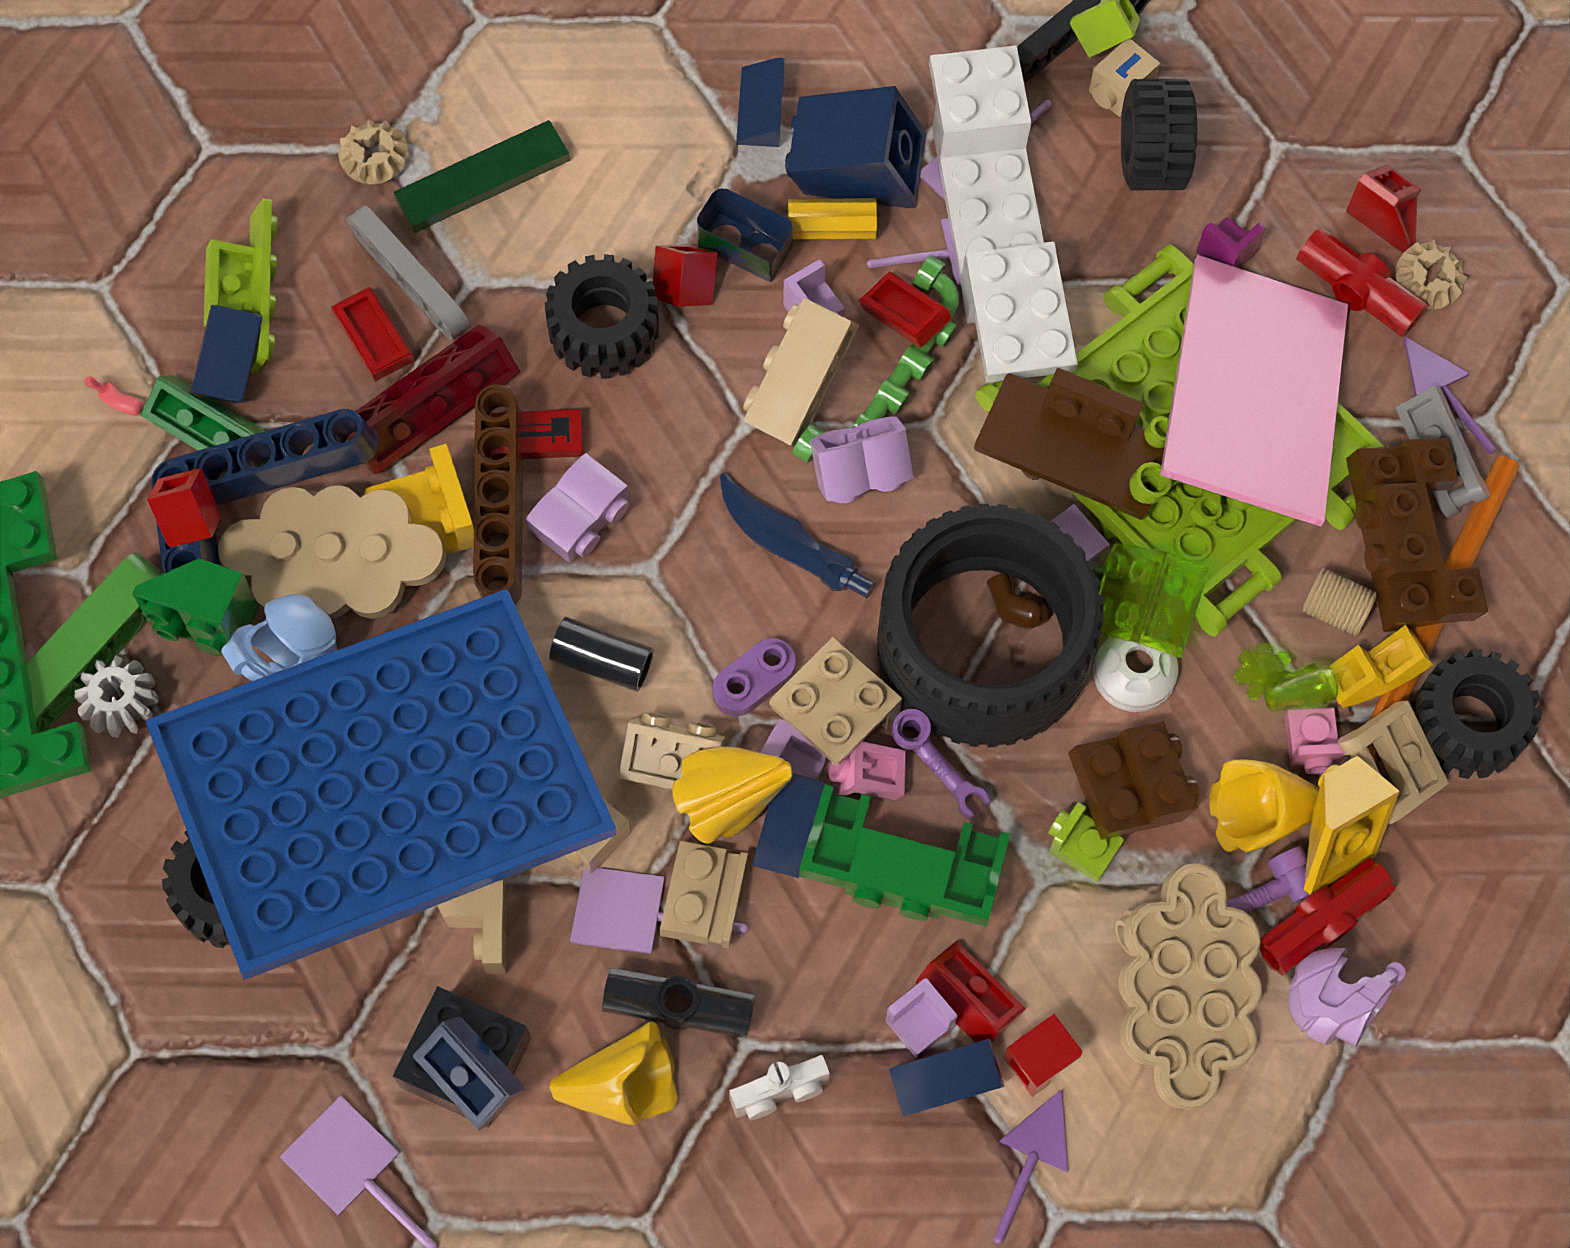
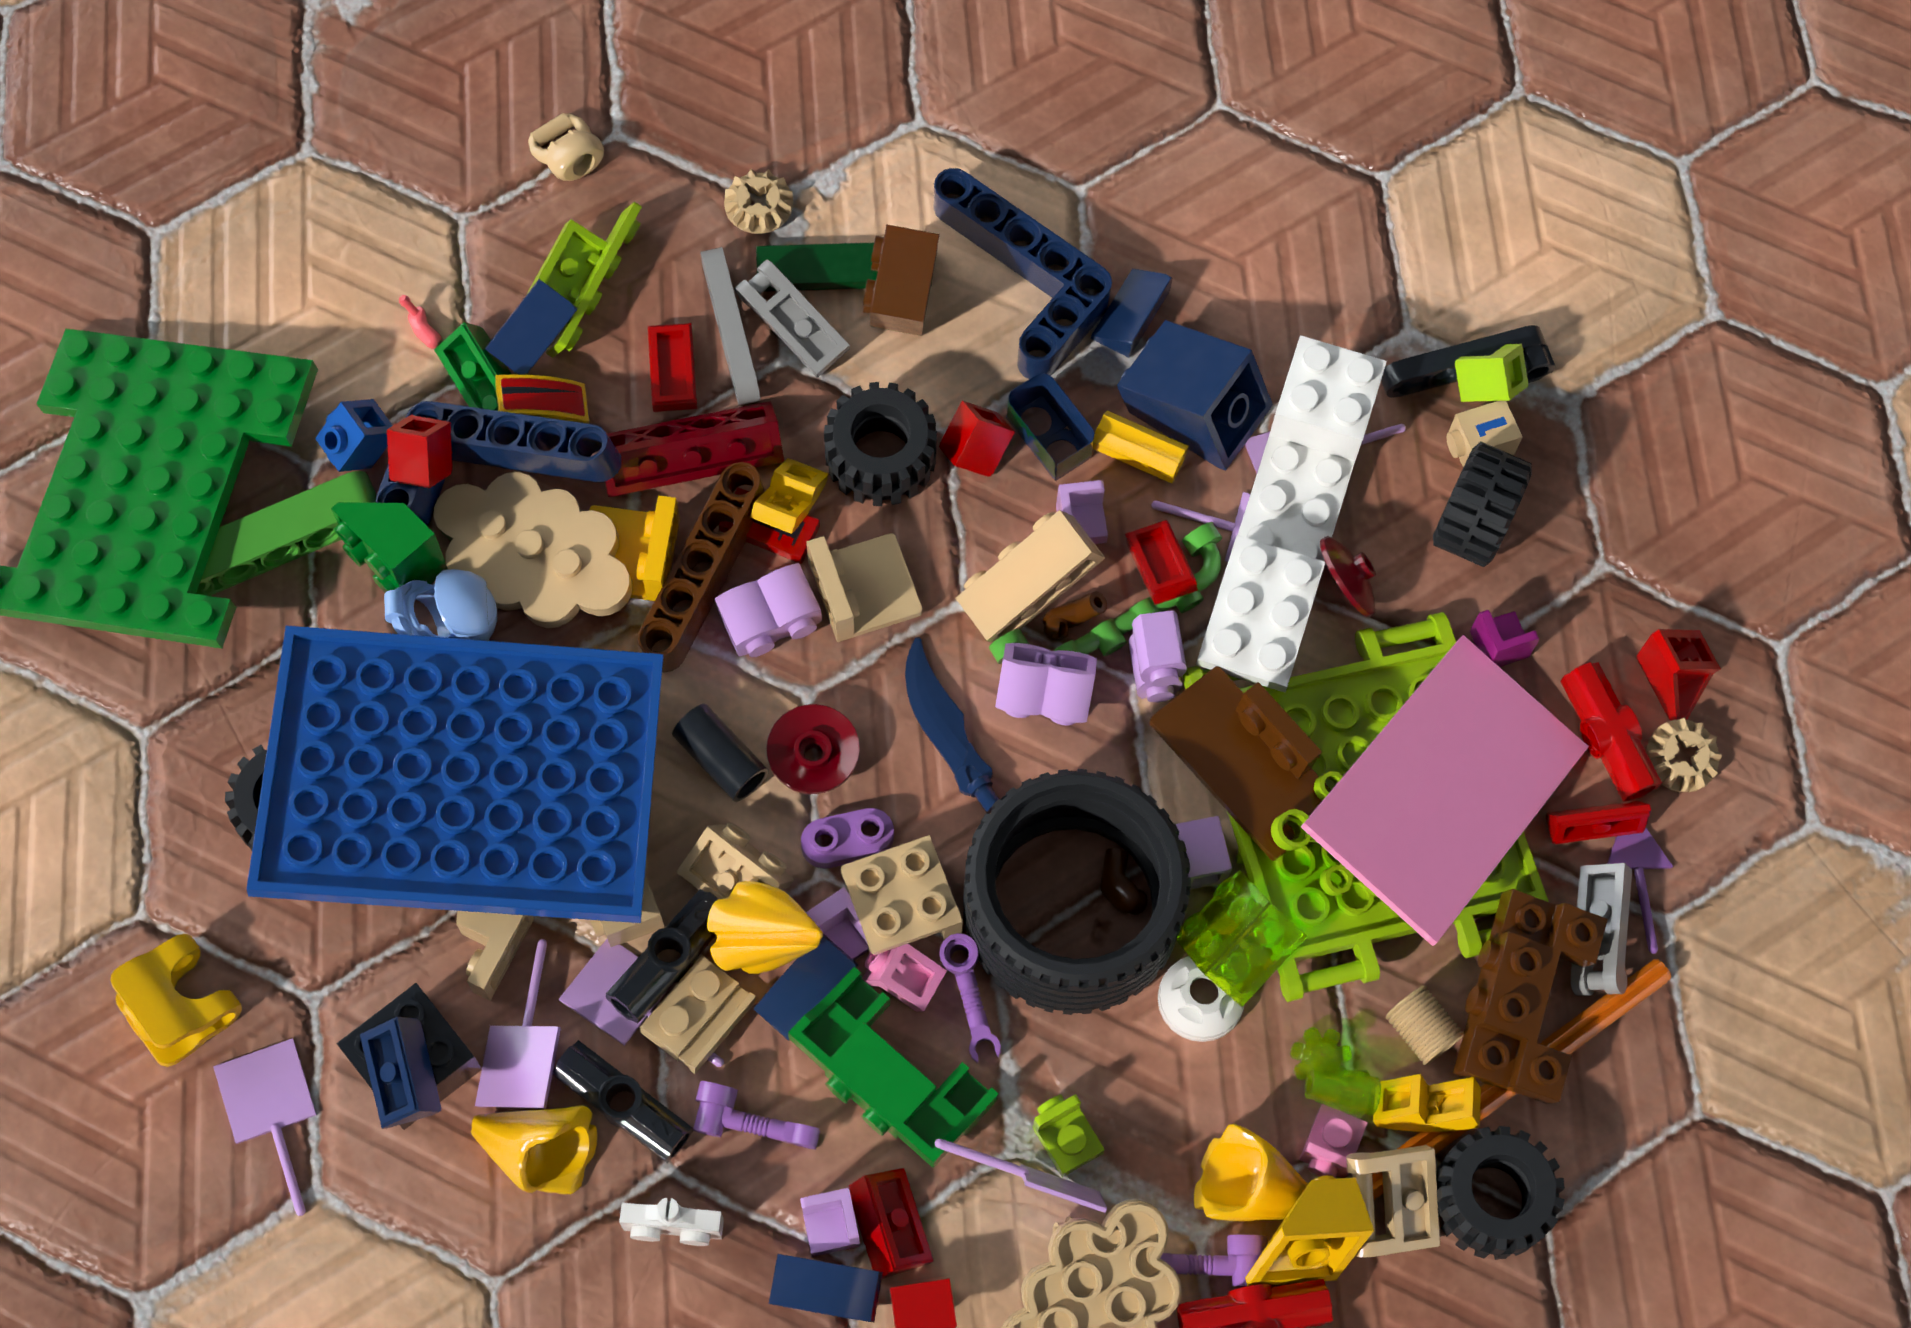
camera: 25 degrees right, 0 degrees up
(111, 522) = (354, 435): none -> blue brick
(121, 712) = (281, 575): white gear -> none
(177, 183) = (571, 154): none -> tan piece
(205, 1131) = (158, 1014): none -> yellow piece
(266, 411) = (542, 397): none -> slope
(462, 241) = (793, 319): none -> light grey plate
(543, 399) = (790, 495): none -> yellow slope
(549, 161) = (903, 280): none -> reddish brown brick
(565, 1012) = (520, 1058): none -> lavender piece
(647, 879) = (651, 978): none -> black piece
(649, 101) = (1030, 263): none -> dark blue beam
(650, 448) = (863, 585): none -> tan bracket
(683, 592) = (811, 728): none -> dark red dish
(768, 971) = (718, 1112): none -> medium lavender brick
(843, 397) = (1061, 618): none -> reddish brown arm
(948, 390) = (1157, 655): none -> lavender brick
(1078, 242) = (1350, 574): none -> dark red dish
(1082, 891) = (1032, 1177): none -> lavender piece
(1135, 780) = (1141, 1100): reddish brown plate -> none
(1390, 362) = (1598, 822): none -> red slope

